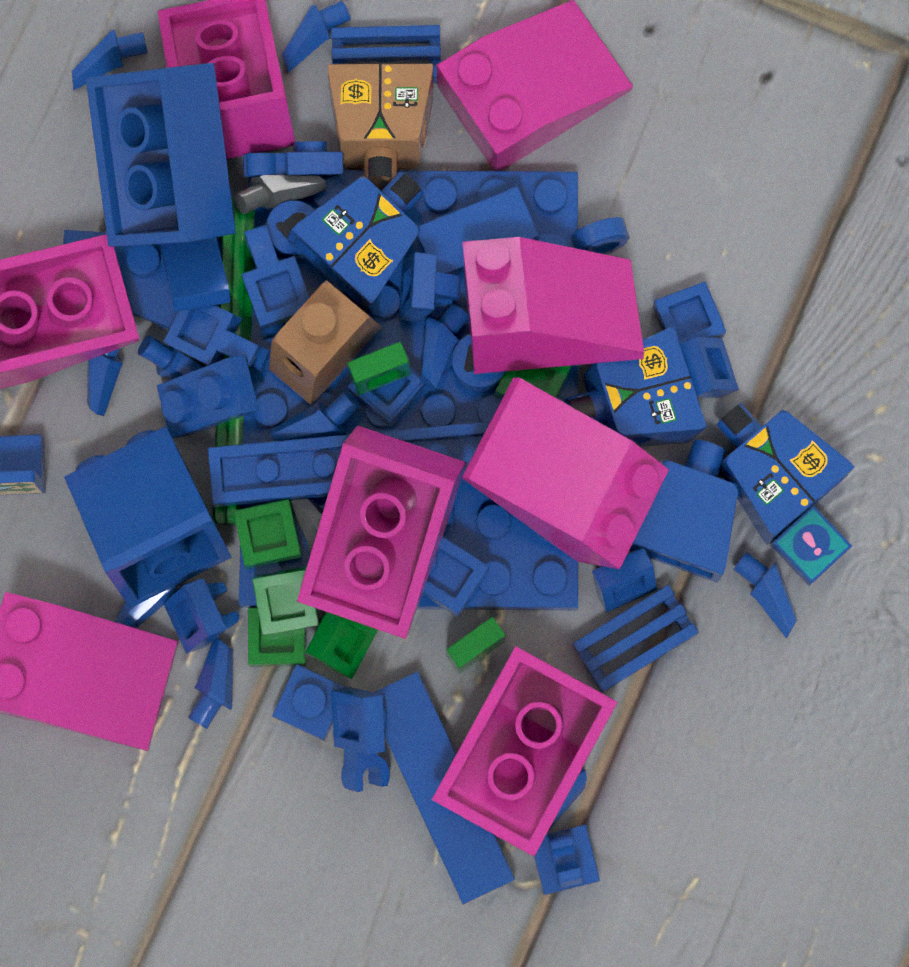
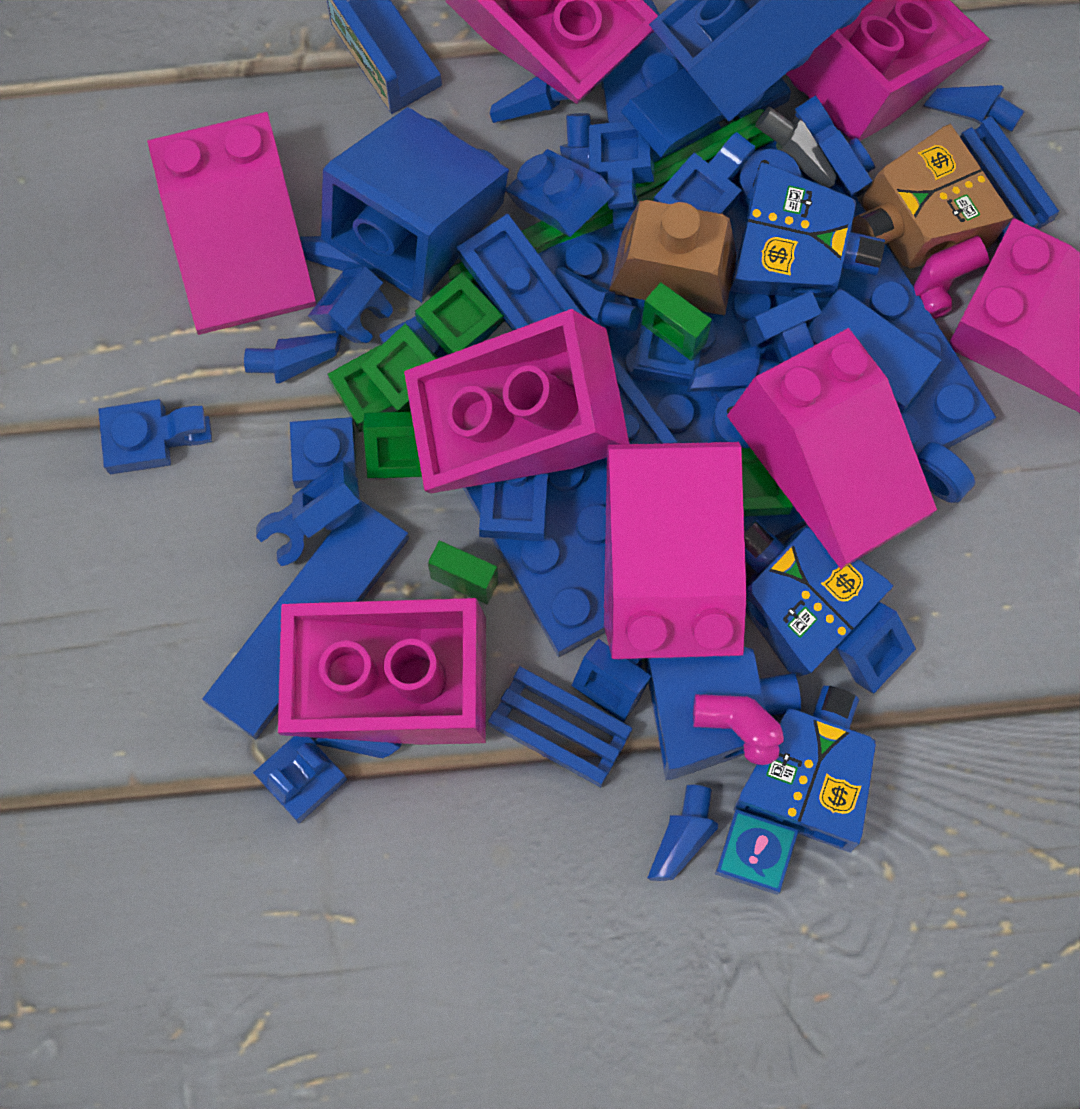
camera: 60 degrees right, 5 degrees down
(213, 841) = (141, 433): none -> blue plate
(438, 138) = (942, 270): none -> dark pink arm
(690, 313) = (921, 603): blue tile -> none
(721, 494) = (746, 718): none -> dark pink arm

